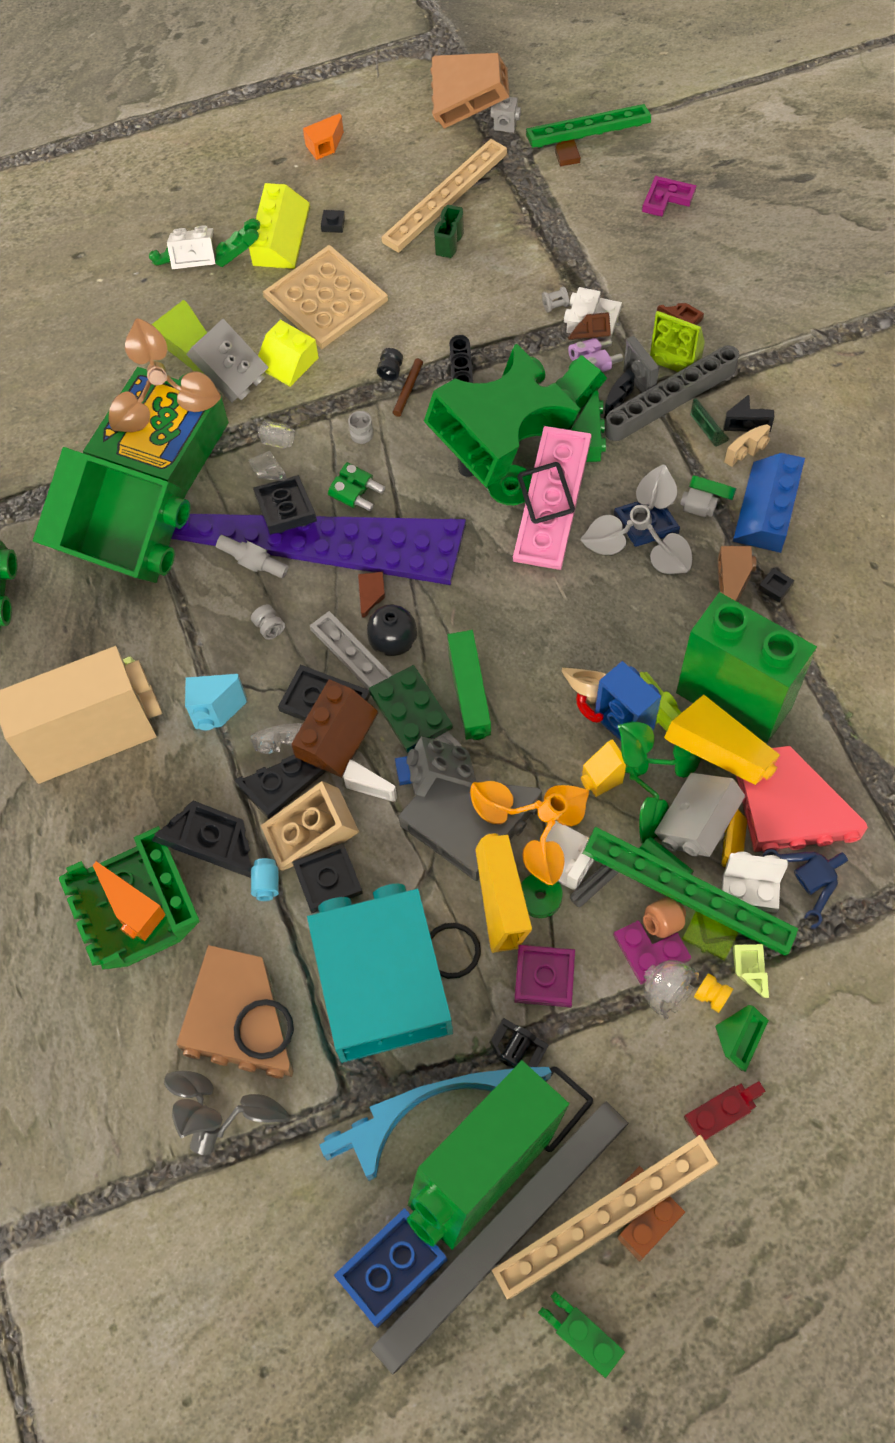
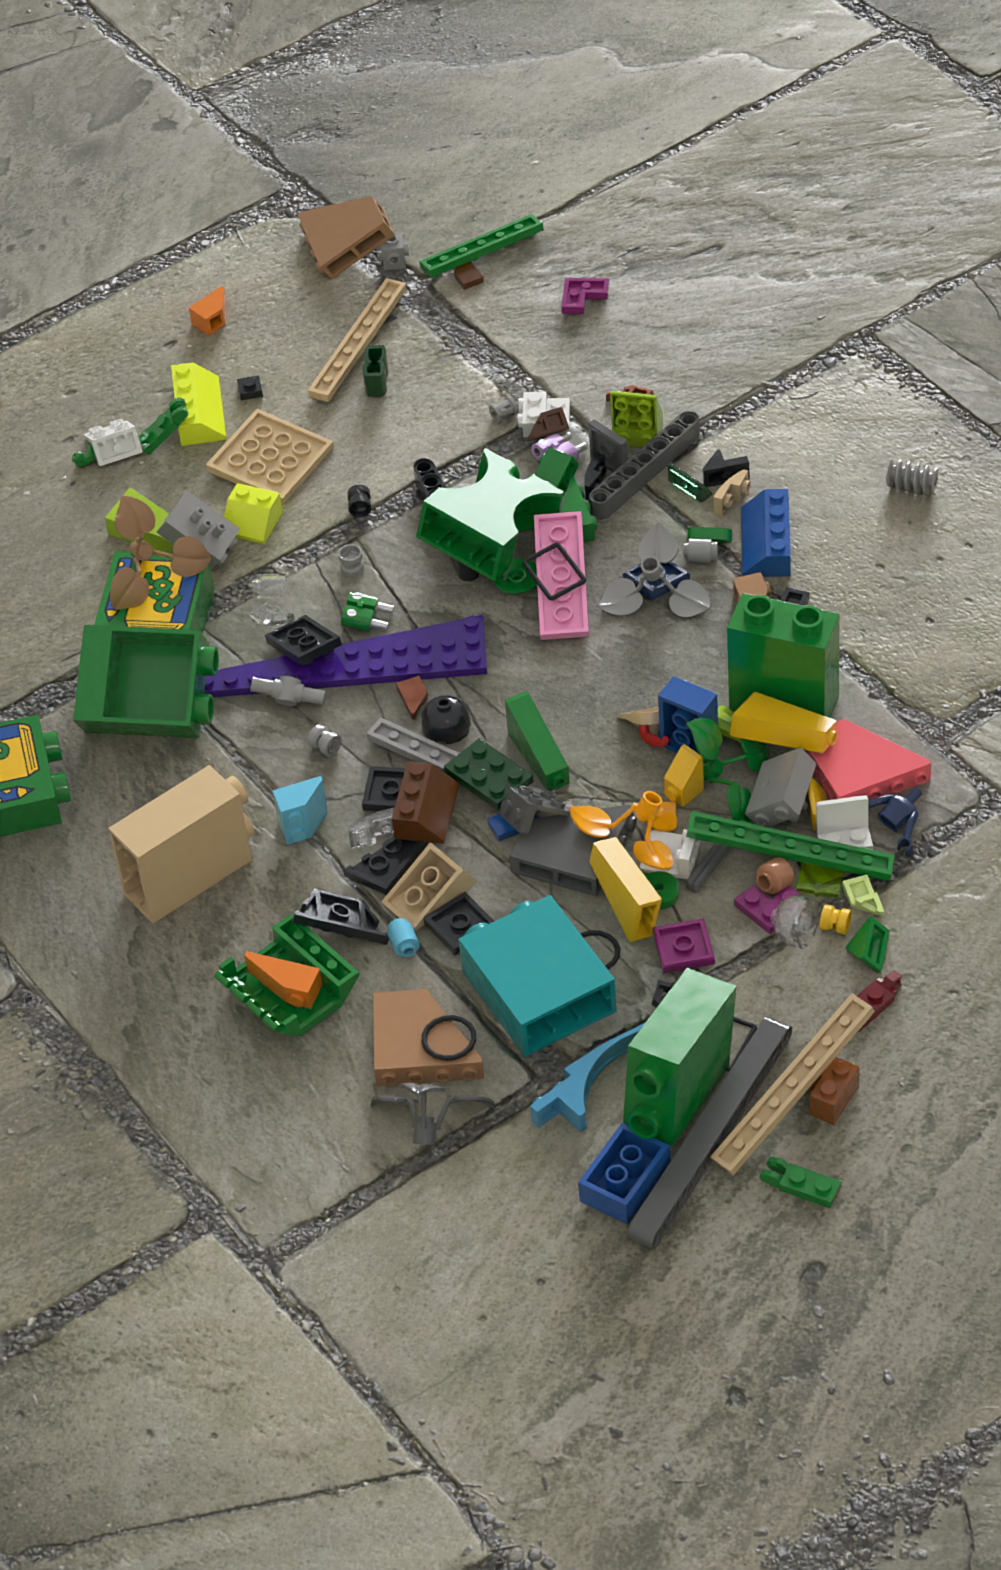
camera: 15 degrees left, 15 degrees down
(364, 781) = (471, 842): white slope -> none
(407, 388) = (383, 517): reddish brown bar -> none

